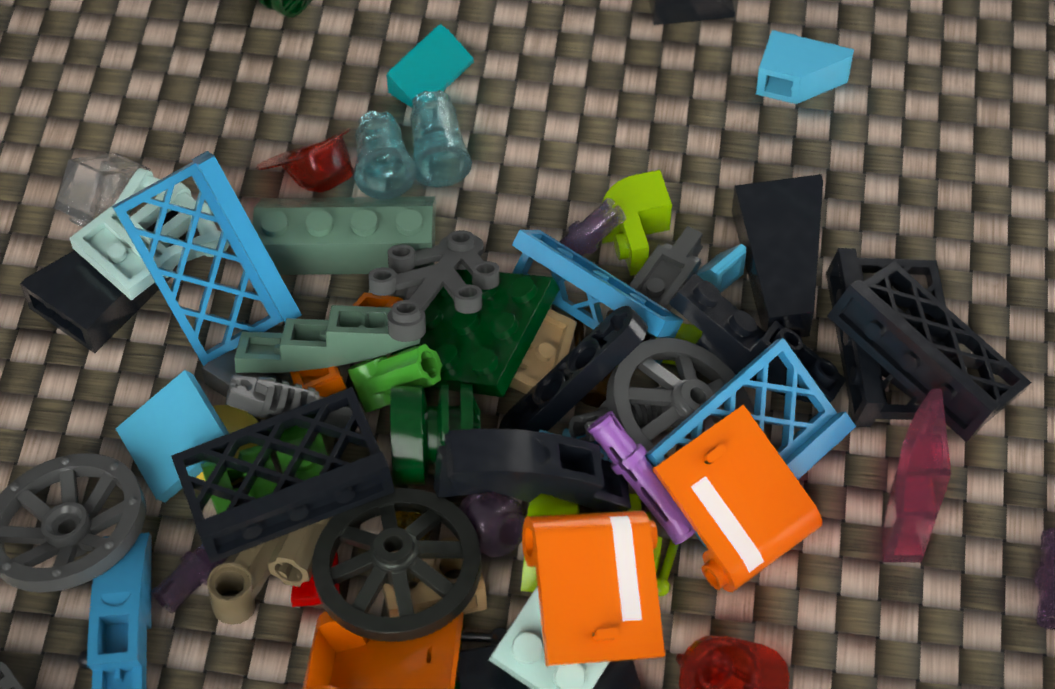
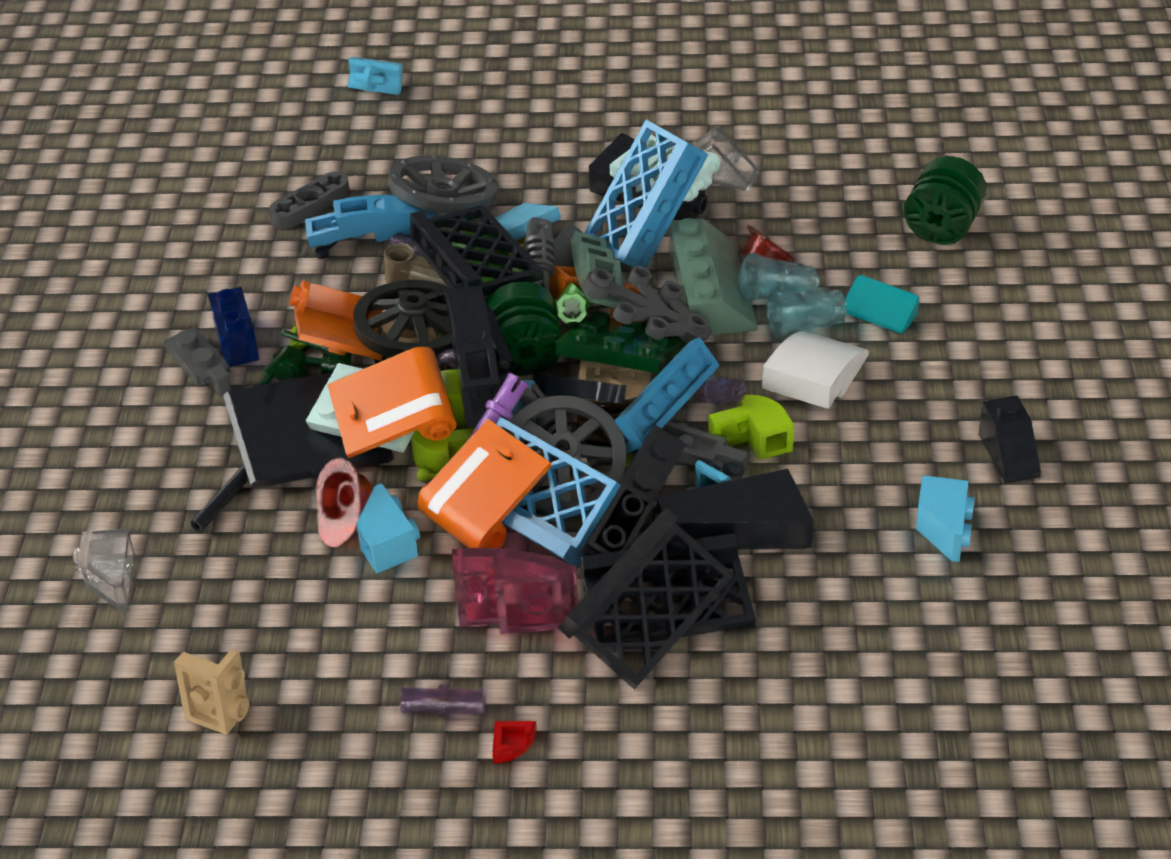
camera: 85 degrees right, 15 degrees down
(538, 144) = (812, 368): none -> white slope
(783, 621) = (385, 532): none -> medium azure slope

